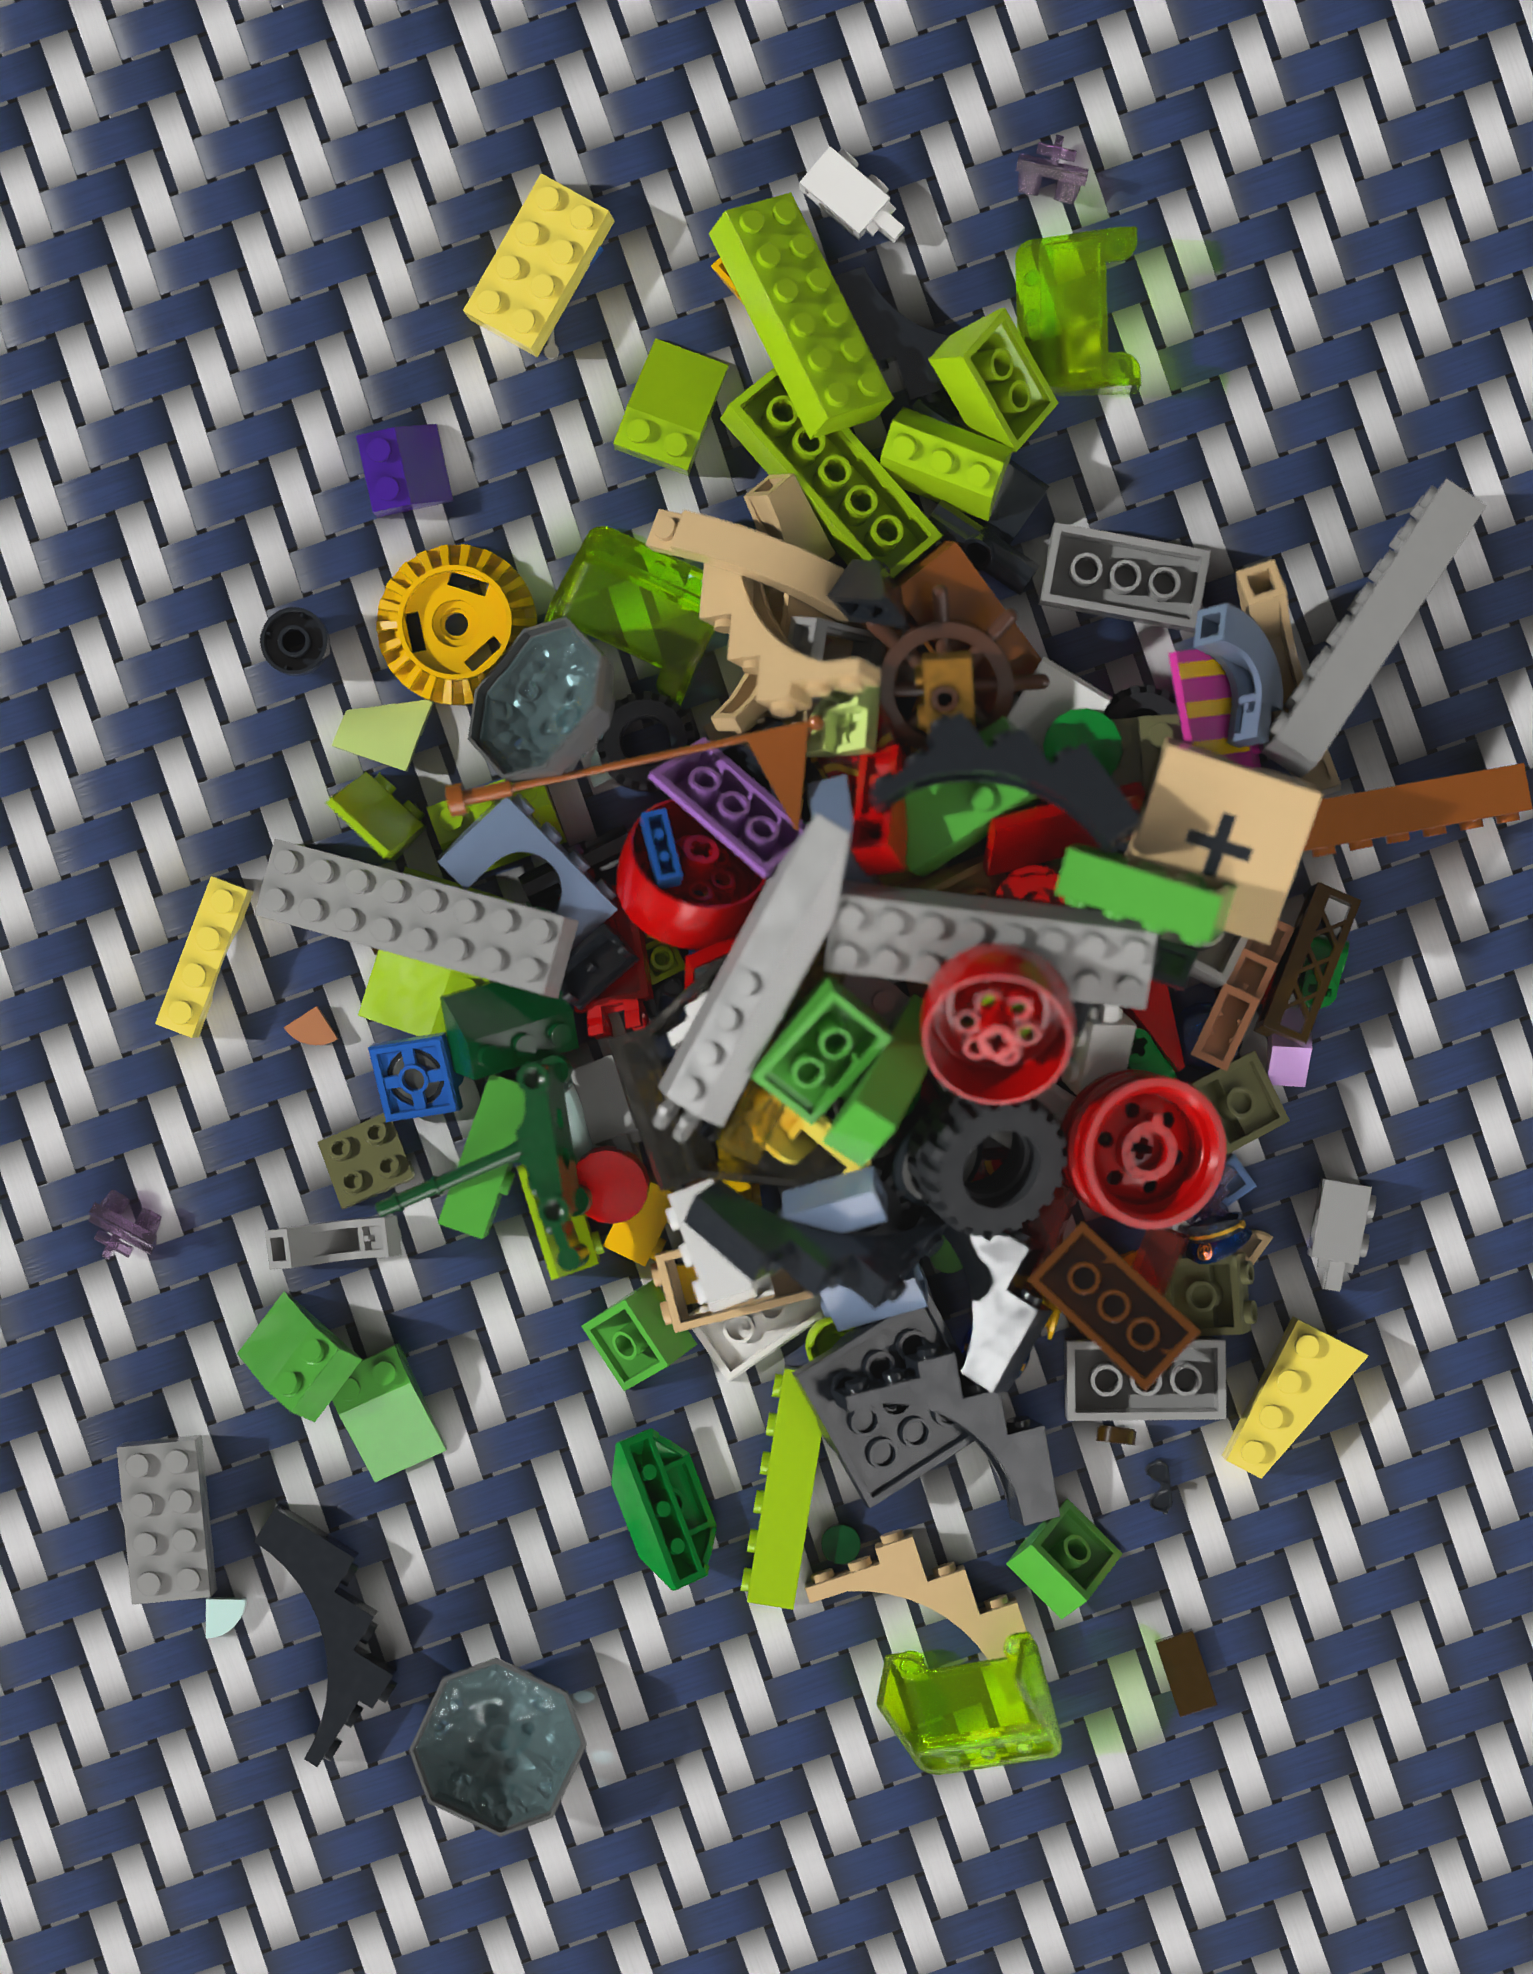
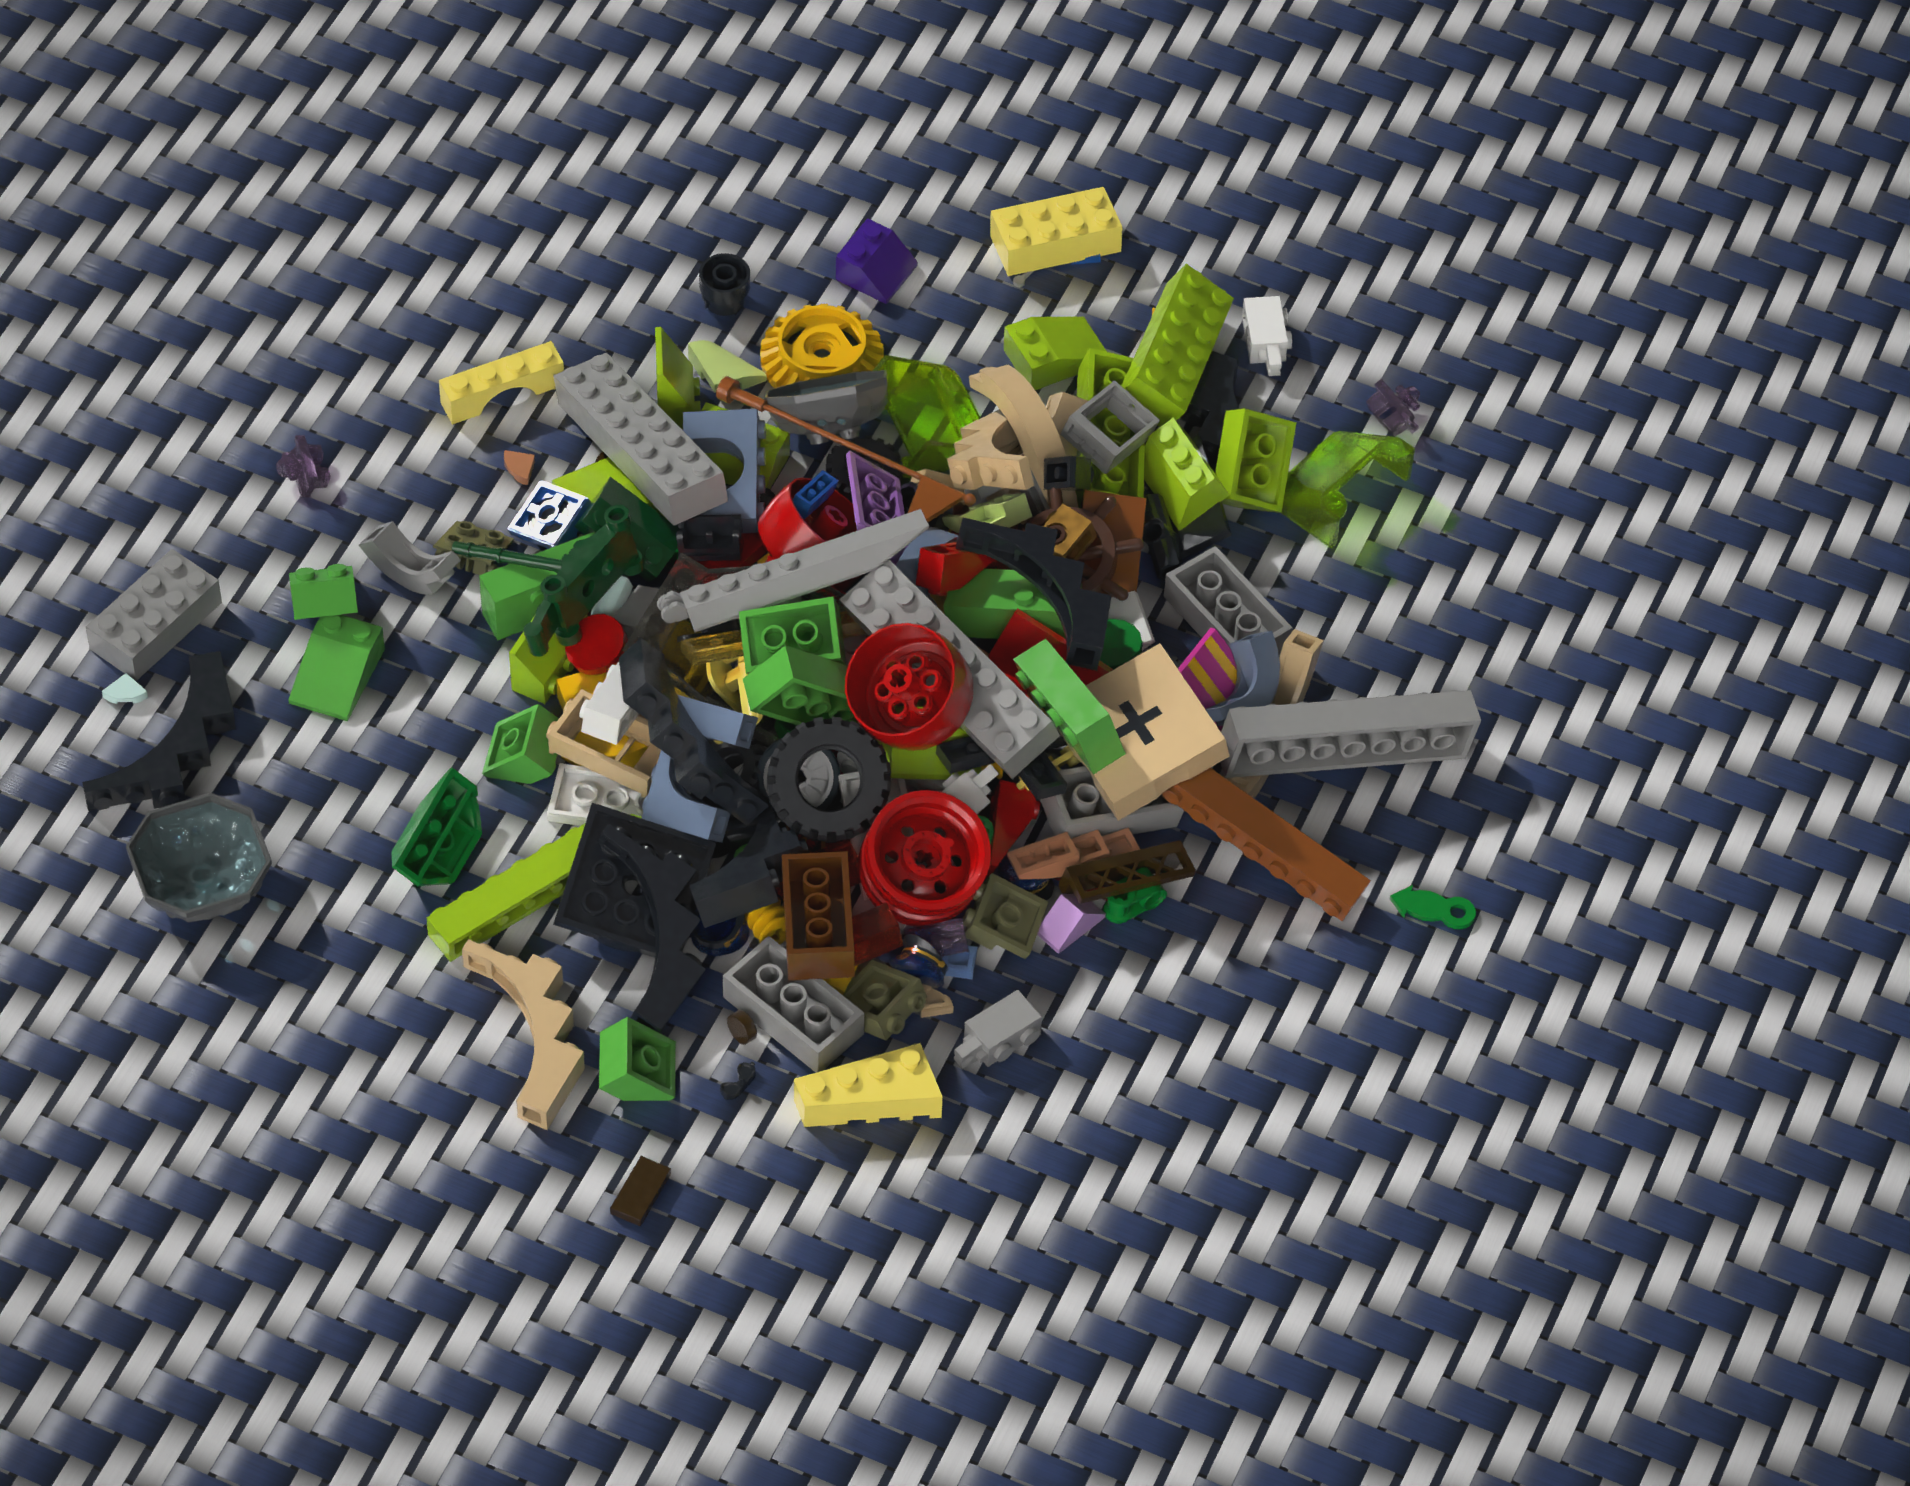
camera: 45 degrees right, 35 degrees down
(840, 1543) = (515, 945): dark green tile -> none
(846, 528) = (1094, 442): none -> light grey window
(971, 1711) = (488, 1090): clear neon green windscreen -> none

